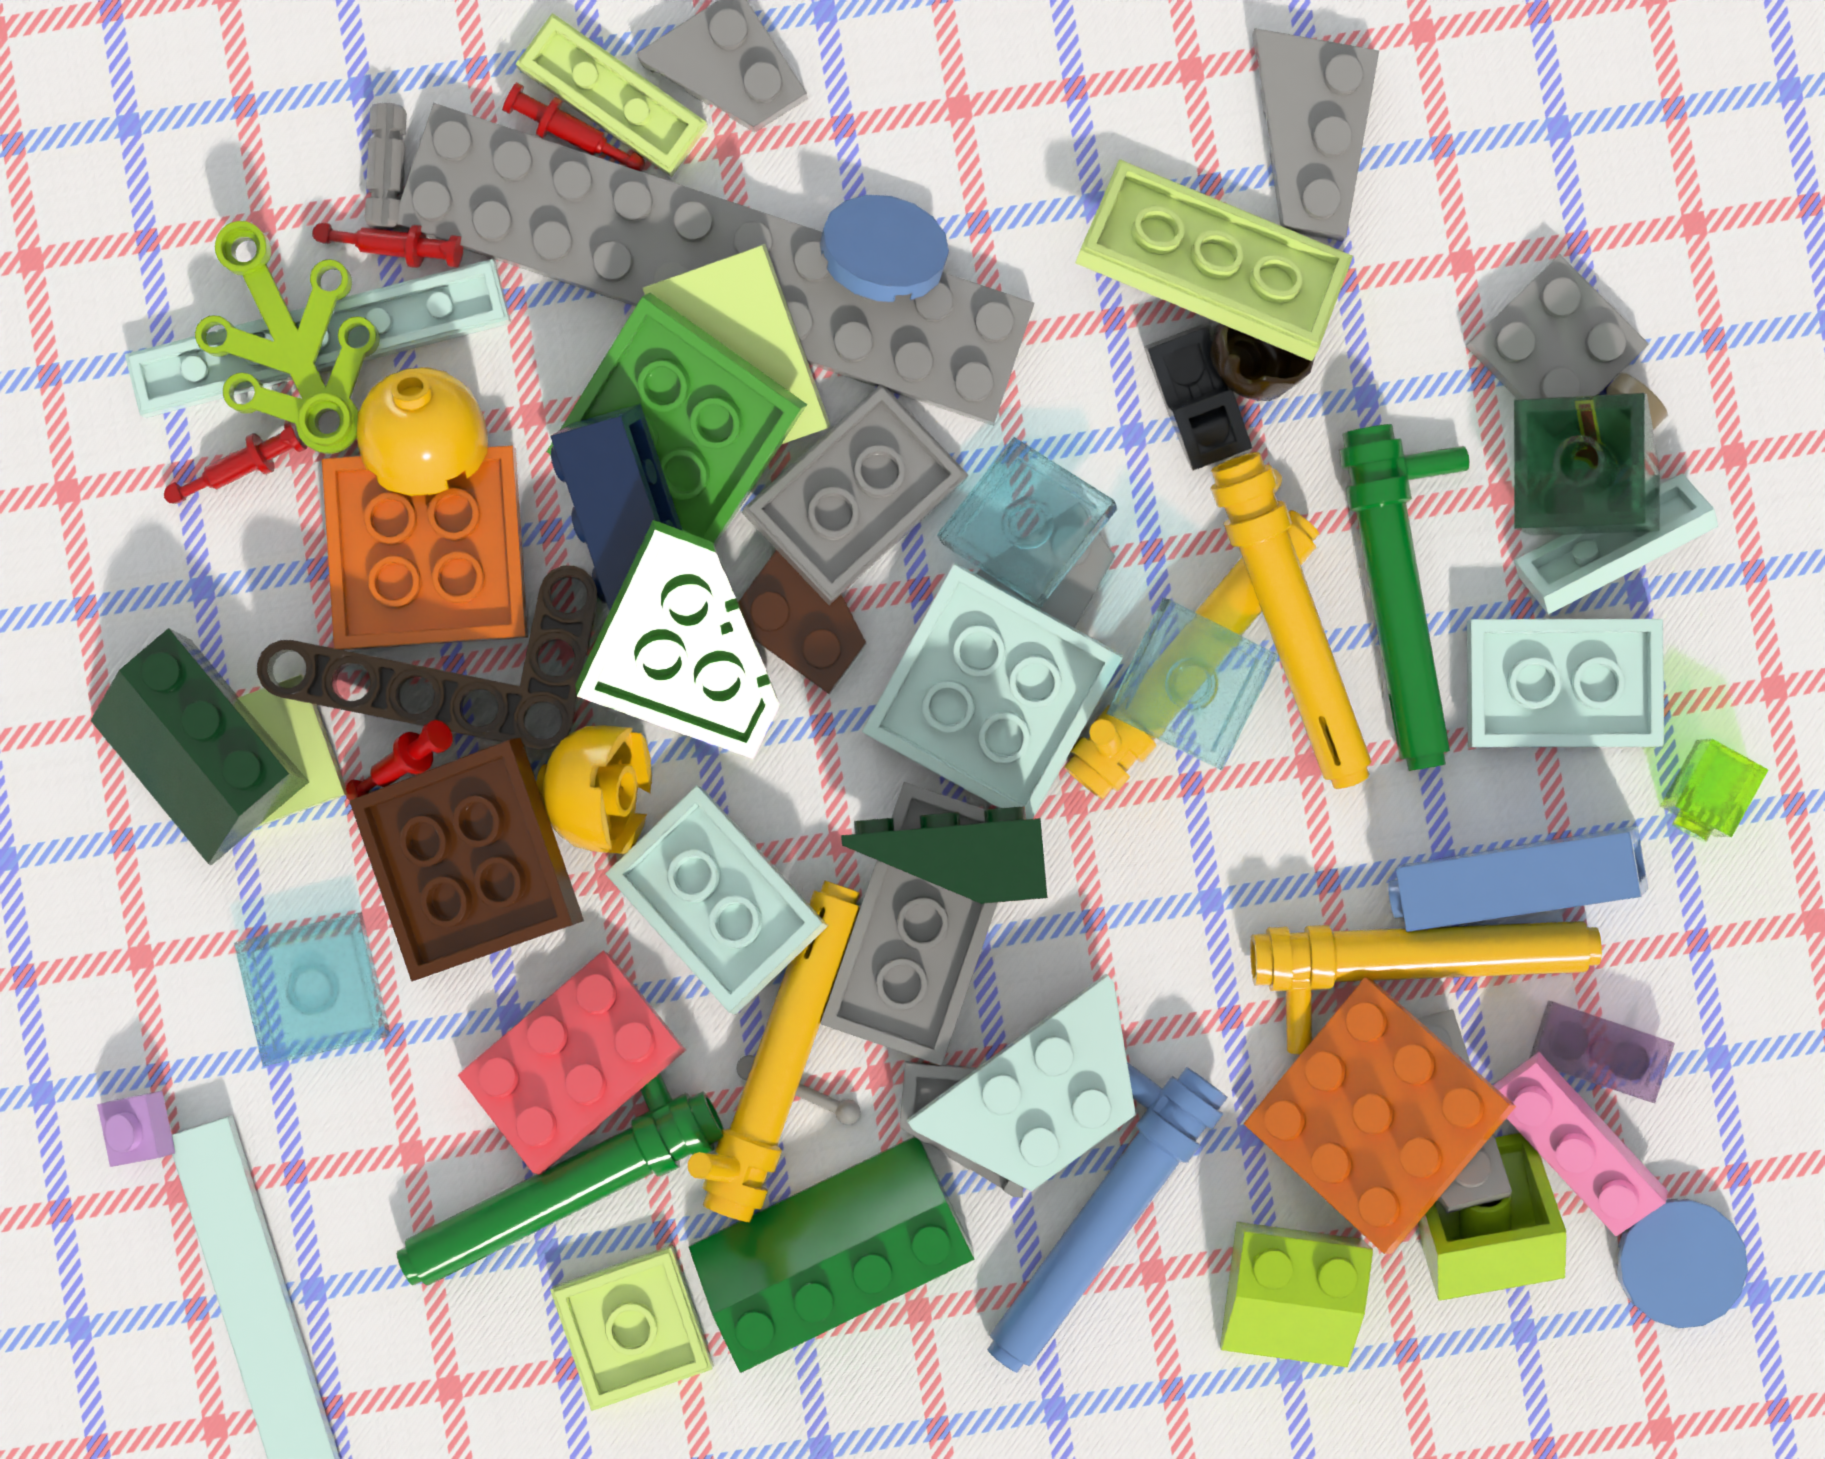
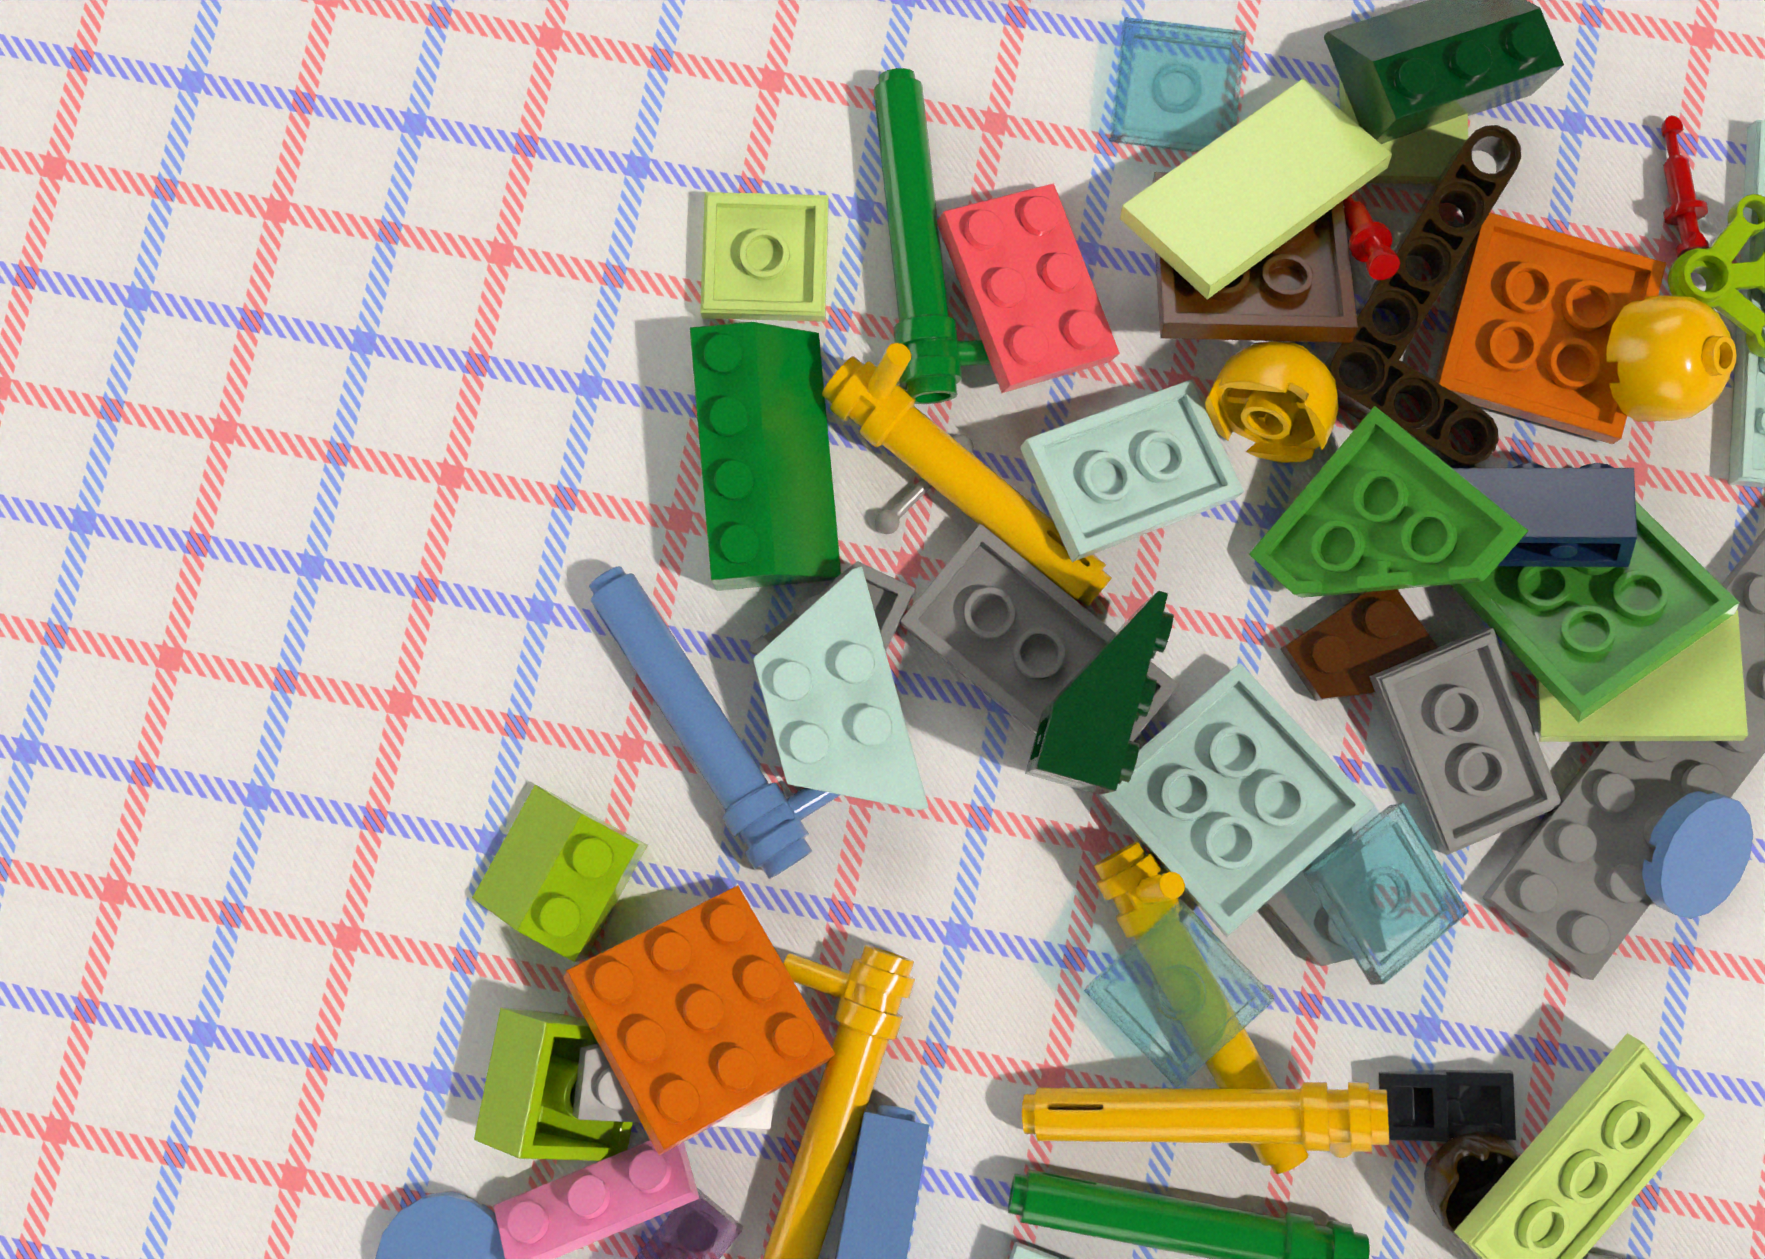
camera: 105 degrees right, 5 degrees down
(397, 881) = (1255, 187): none -> yellowish green tile

